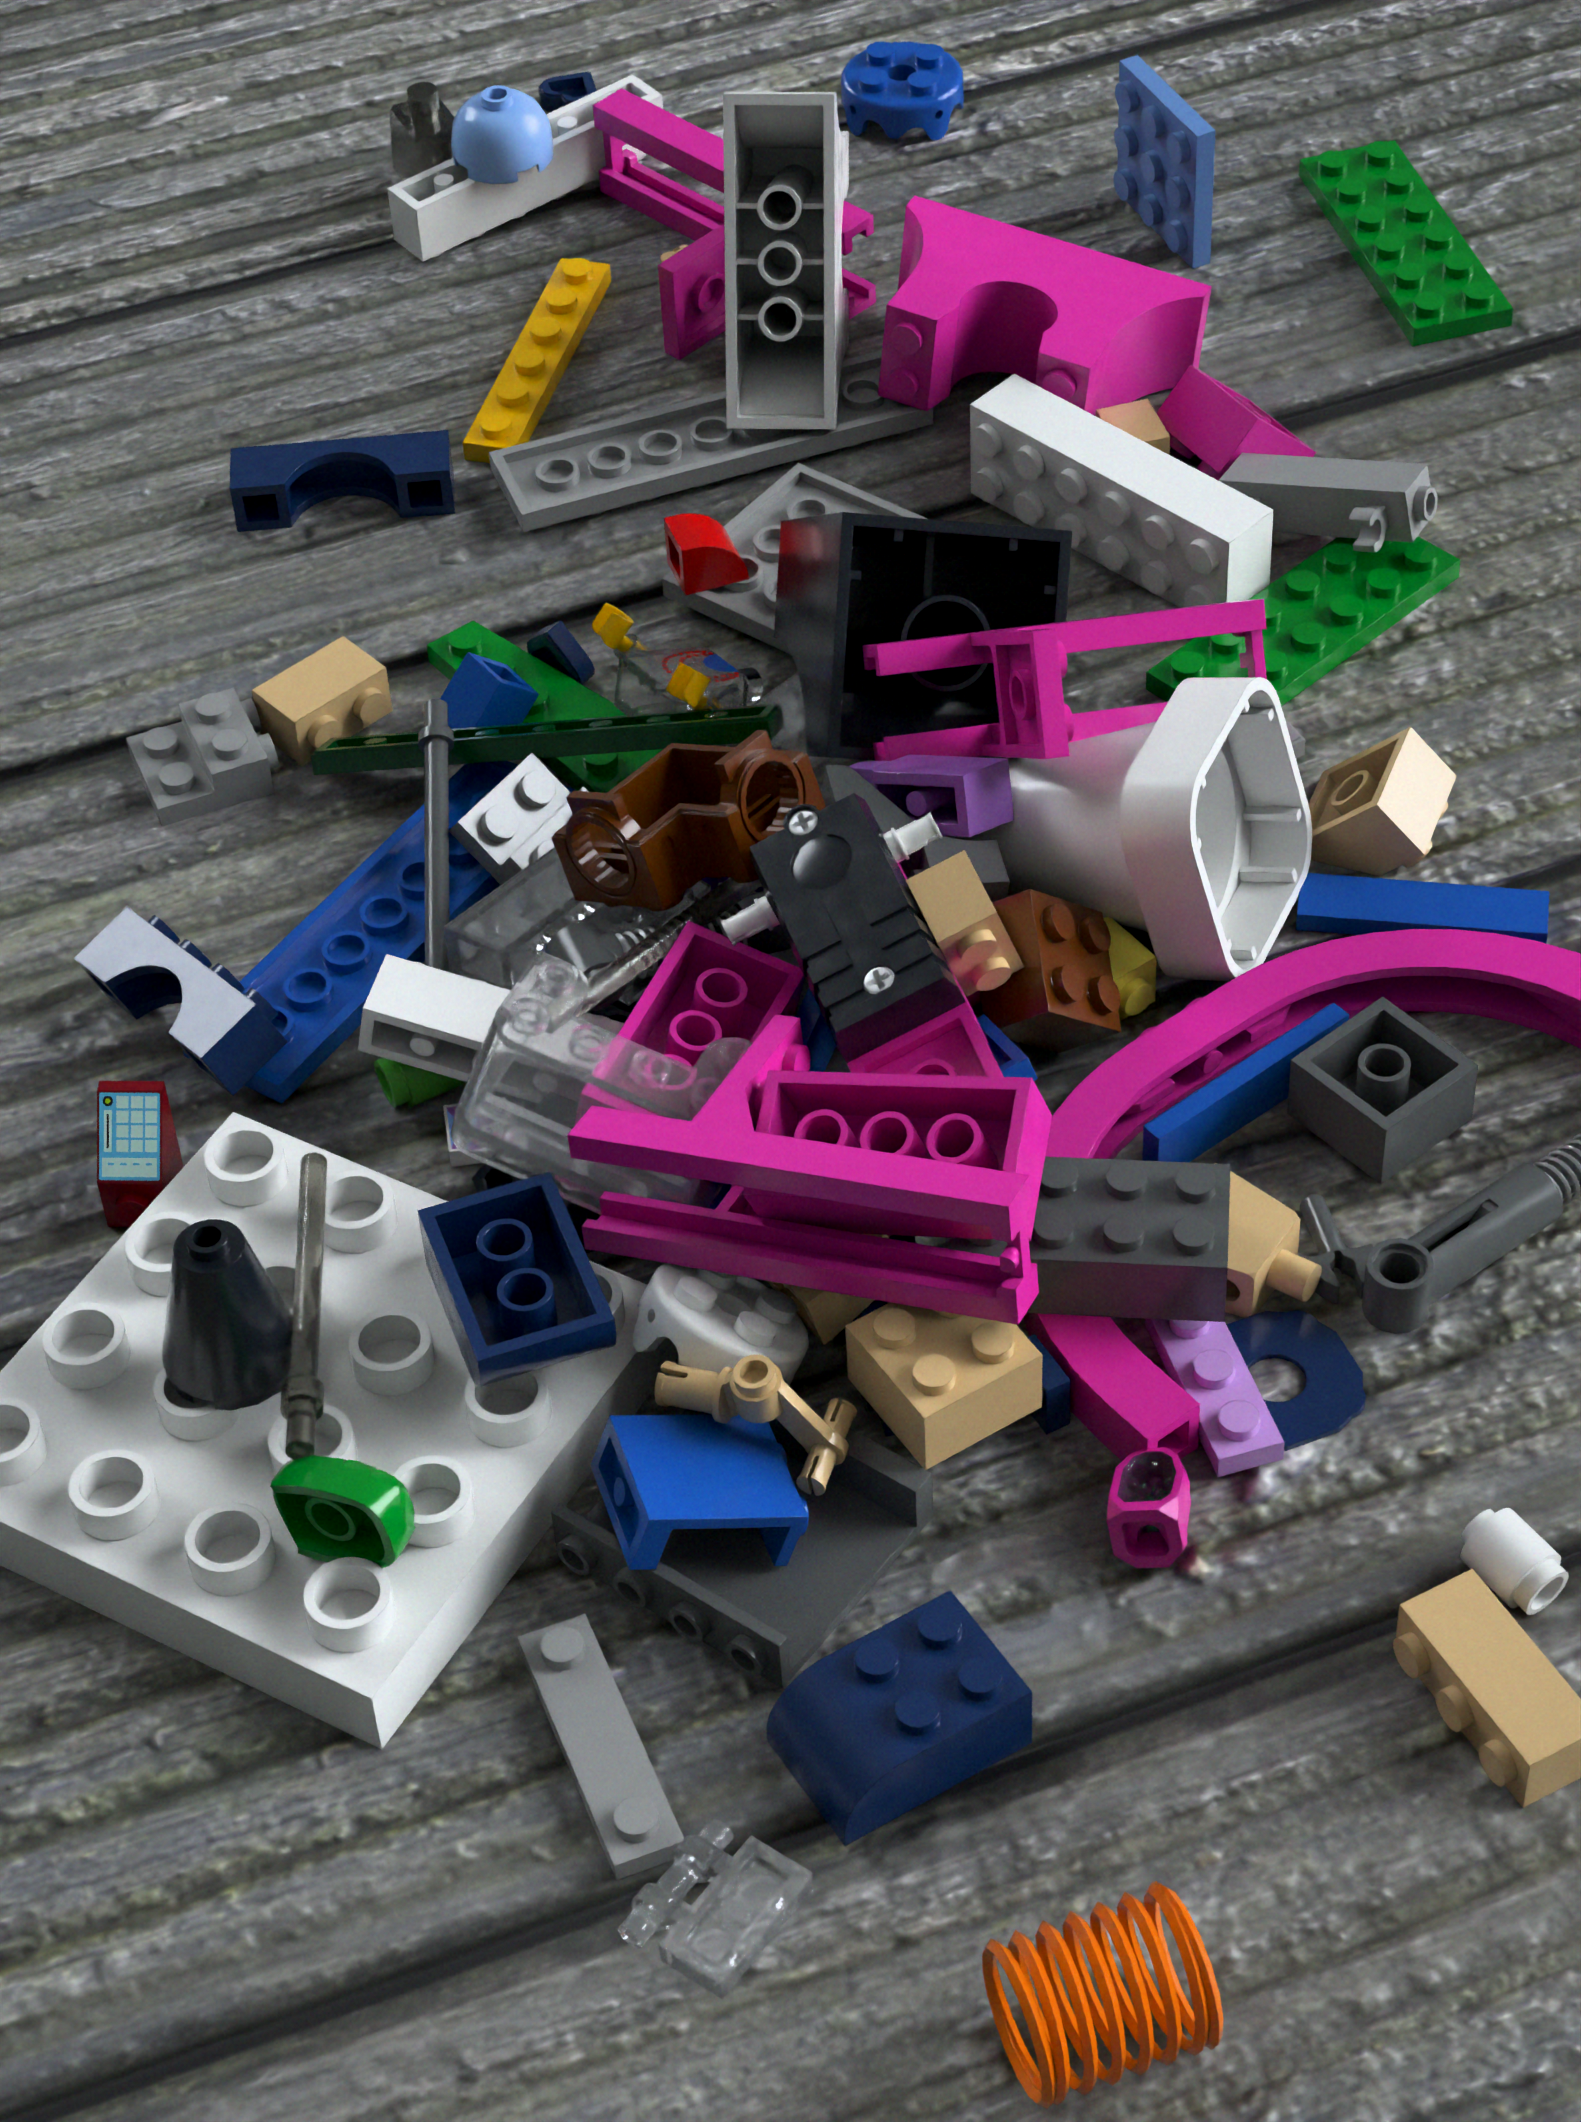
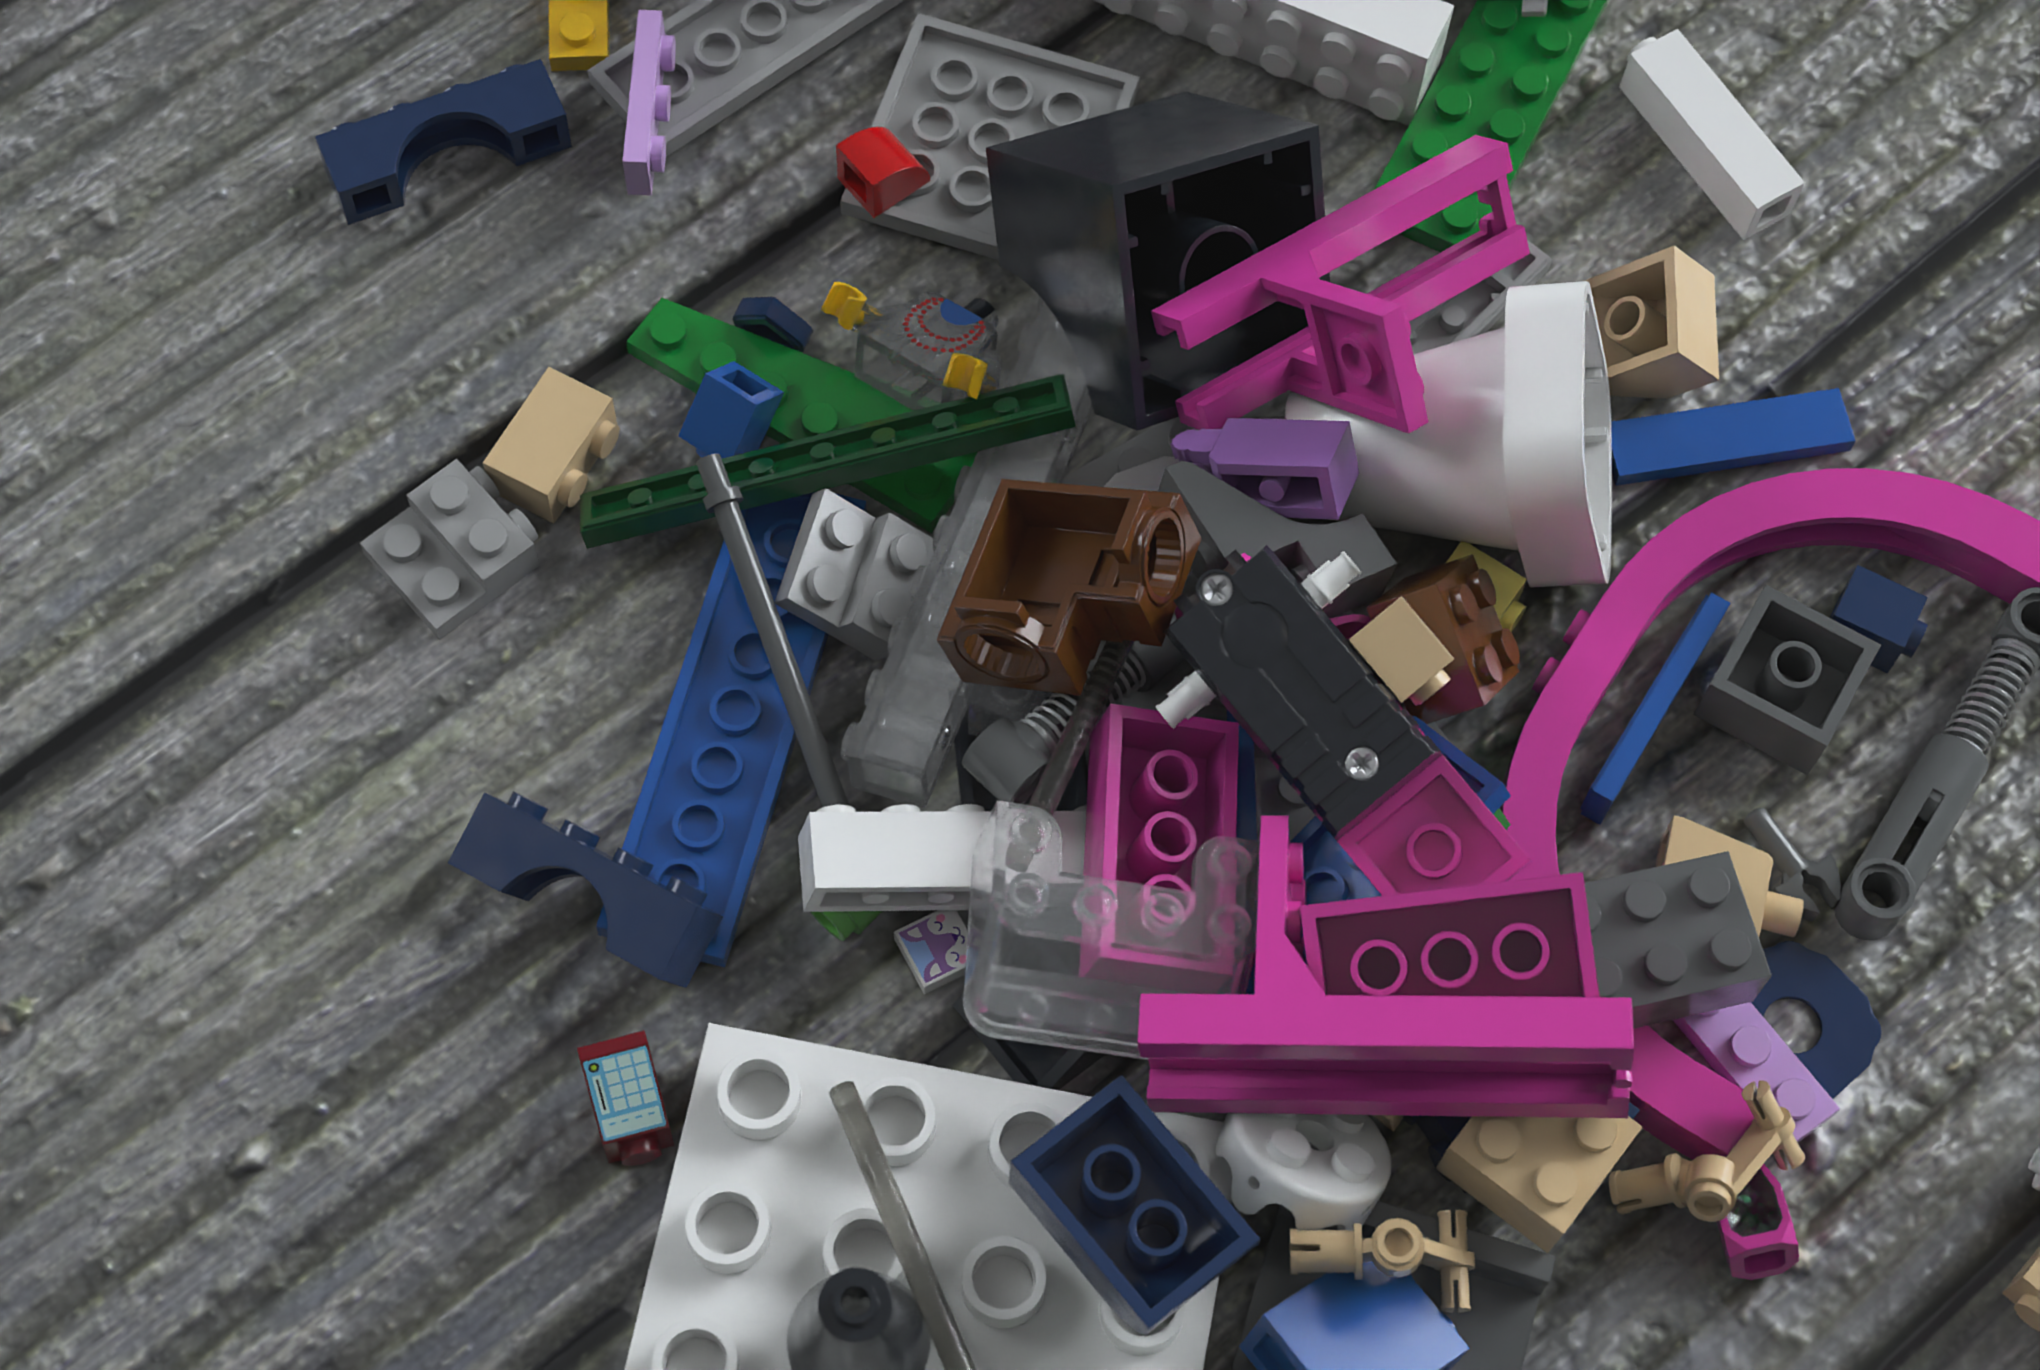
camera: 25 degrees left, 20 degrees up
(520, 472) = (648, 103): none -> lavender plate
(1117, 1445) = (1711, 1181): none -> tan pin
(1507, 678) = (1710, 133): none -> white brick
(1510, 1069) = (1883, 614): none -> dark blue brick

